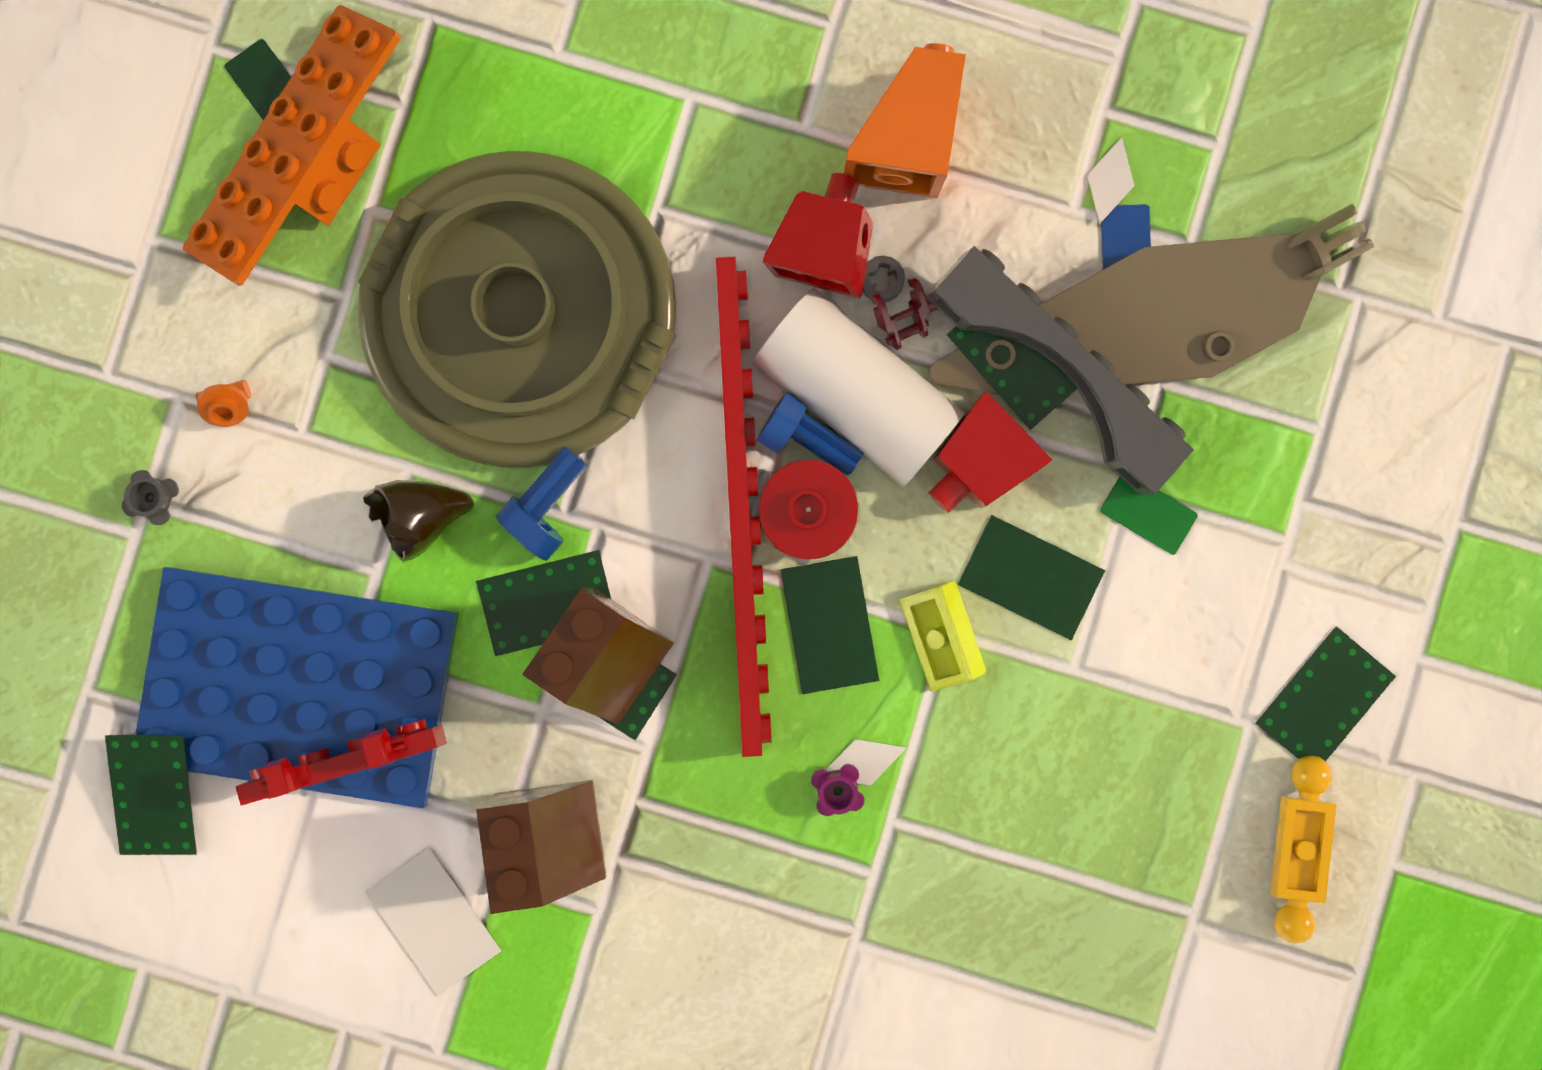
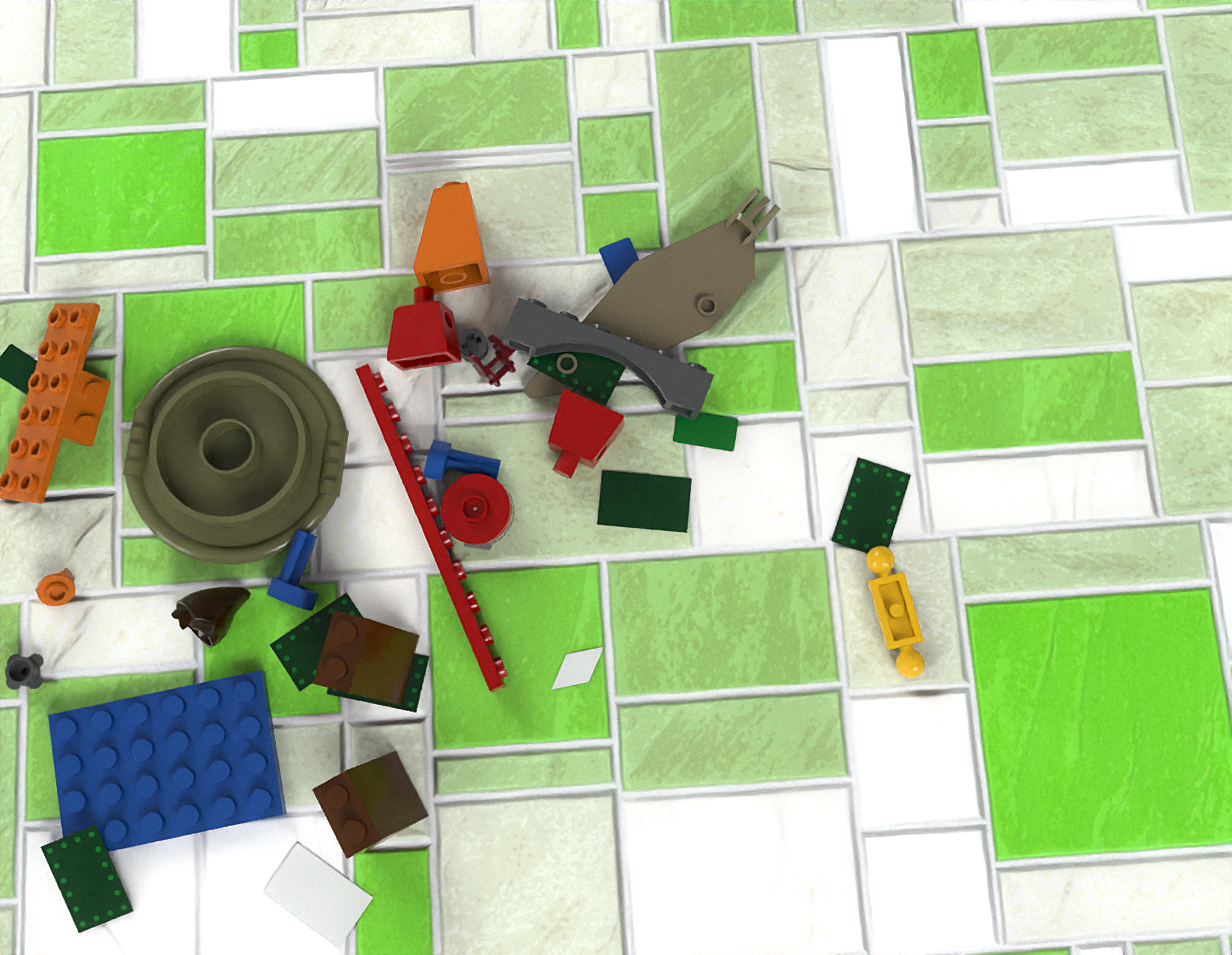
camera: 15 degrees left, 10 degrees down
(370, 751) = (231, 782): red hinge -> none
(829, 625) = (521, 584): dark green sticker -> none
(832, 803) = (564, 702): magenta plate -> none
(857, 387) = (479, 419): white brick -> none
(943, 636) = (599, 561): neon yellow slope -> none
(1110, 180) = (598, 231): white sticker -> none

